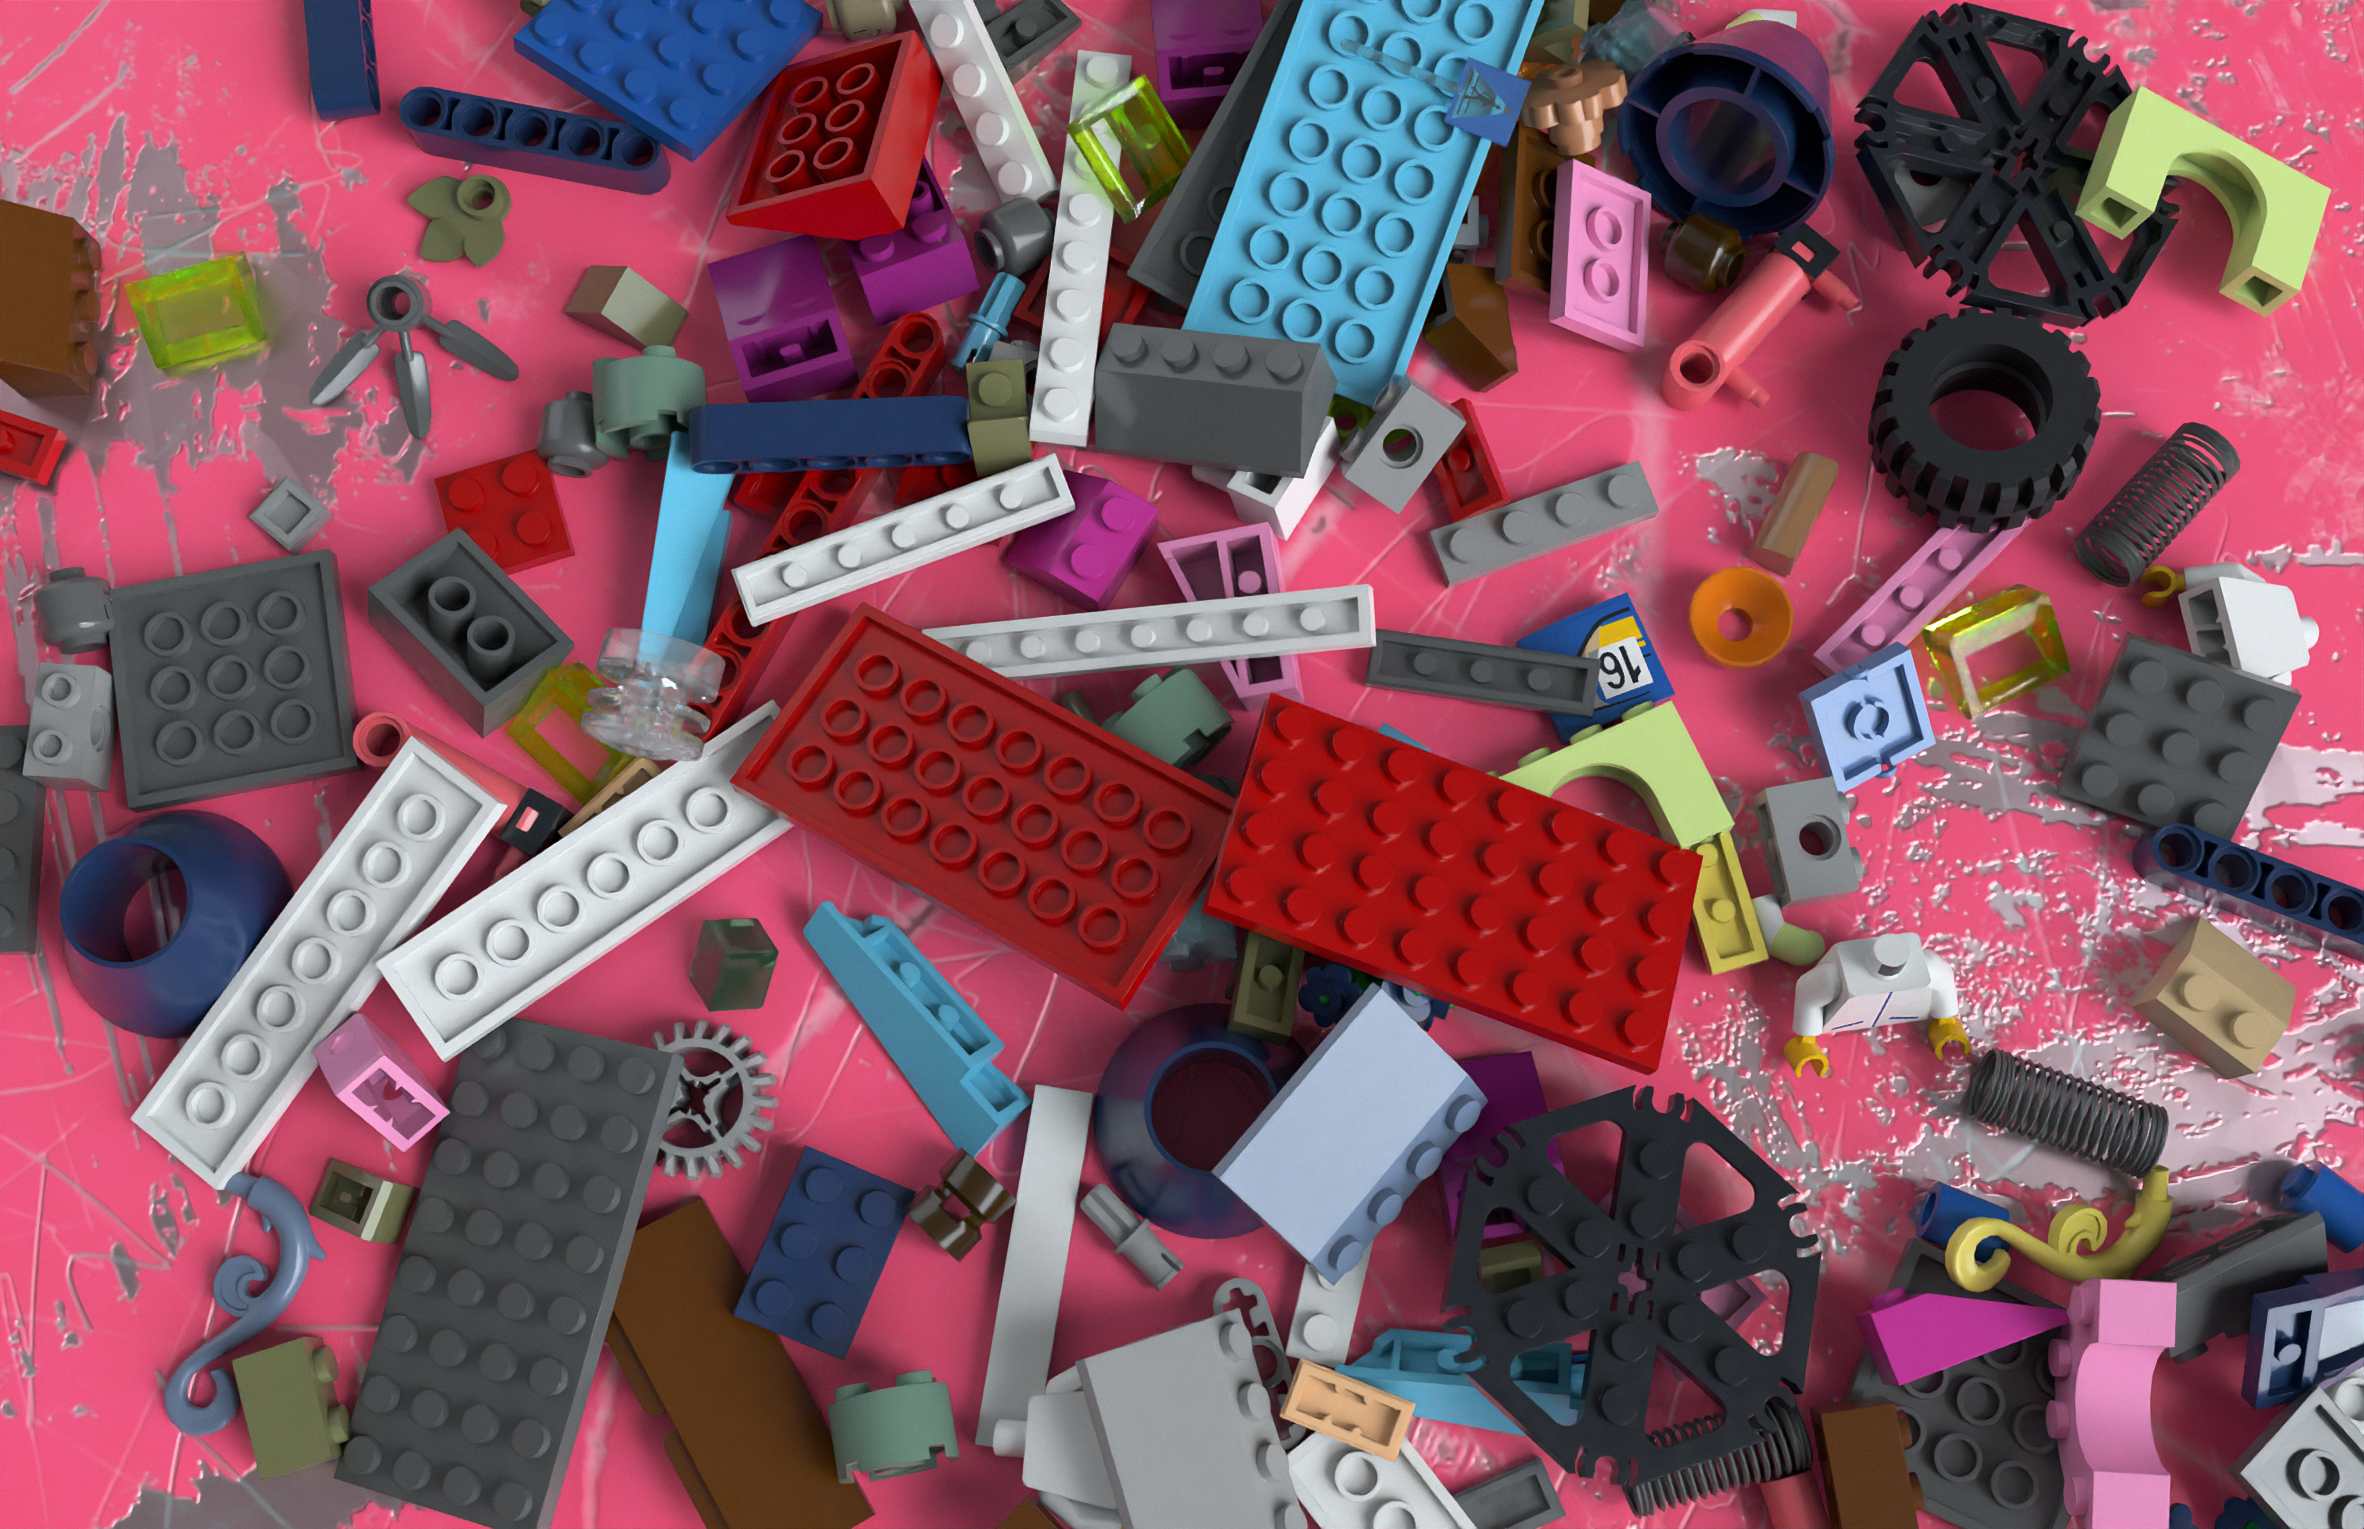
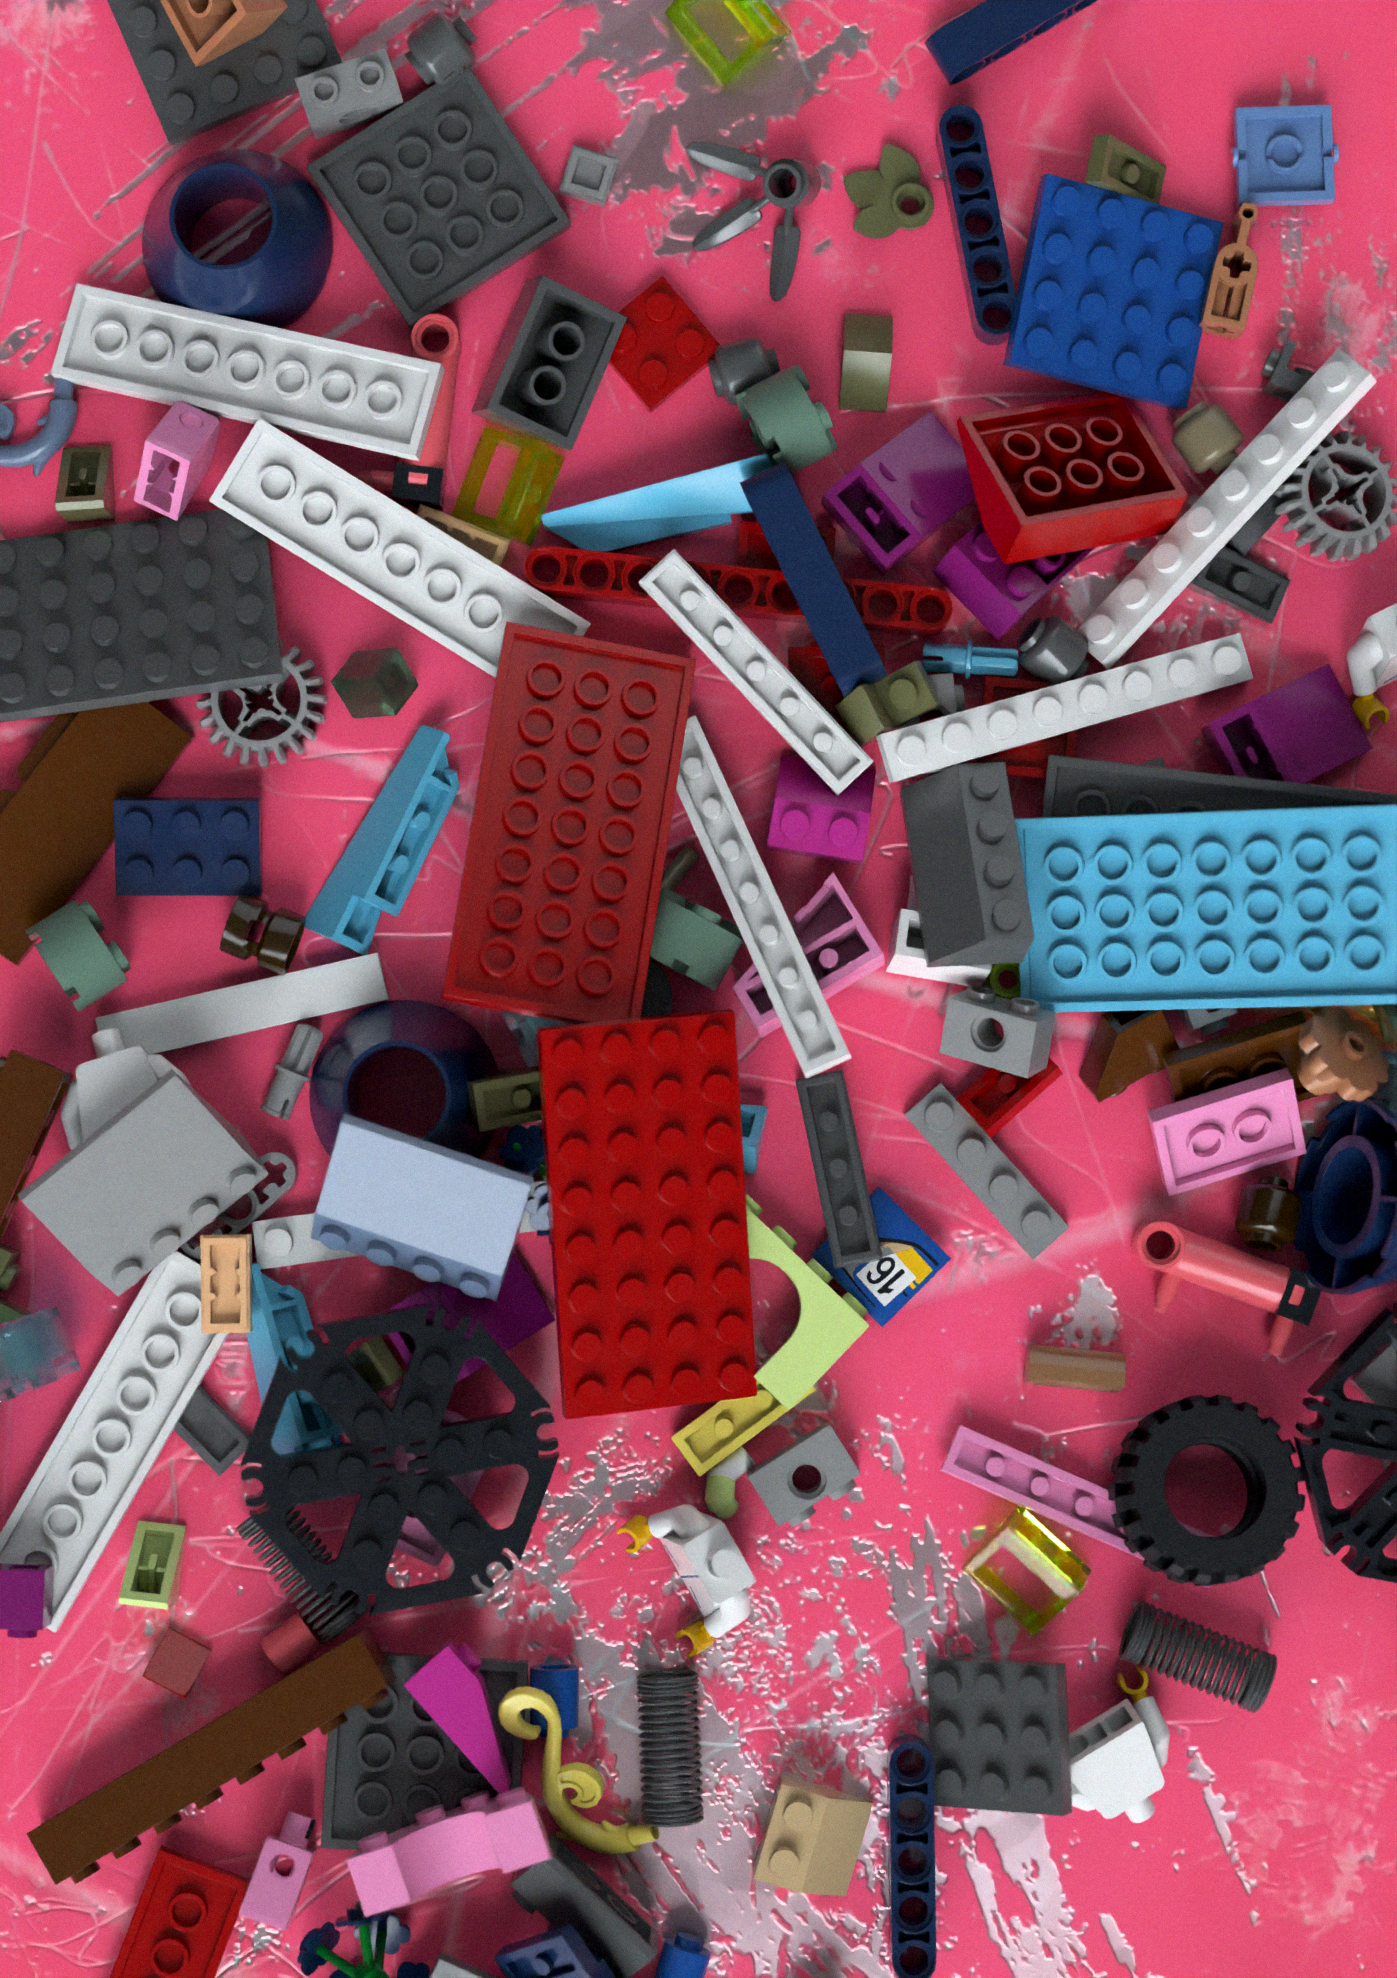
camera: 65 degrees right, 10 degrees up
(655, 684) = (542, 536): clear wheel -> none
(1147, 139) = (1176, 725): clear neon green tile -> none
(1483, 100) = (1301, 987): clear light blue piece -> none
(1758, 600) = (989, 1367): orange piece -> none
(1868, 717) = (921, 1485): plate -> none

